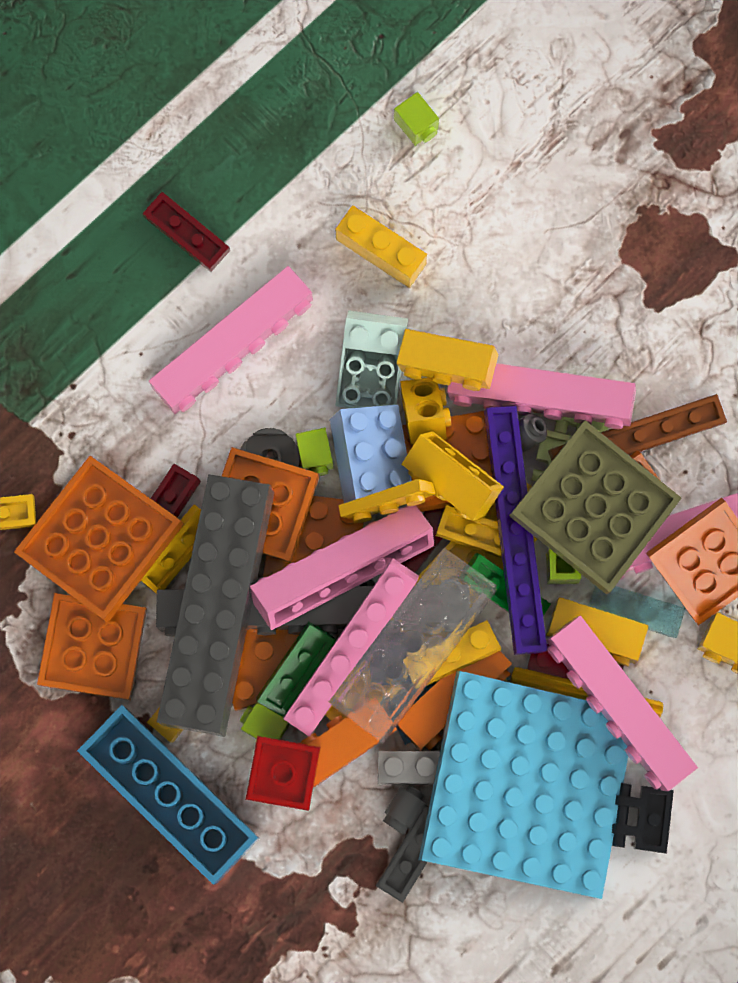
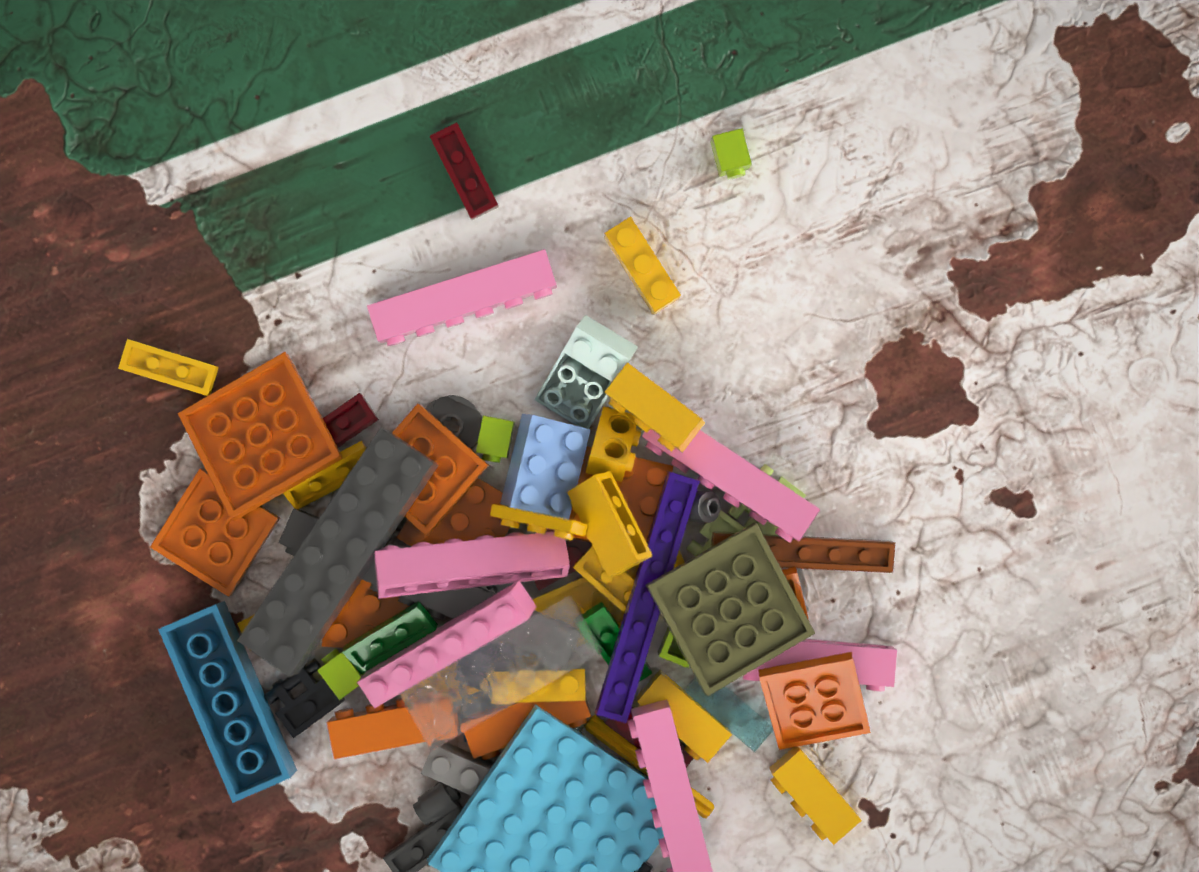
camera: 20 degrees right, 10 degrees up
(237, 778) = (309, 706): none -> black plate
(283, 773) = (335, 732): red tile -> none

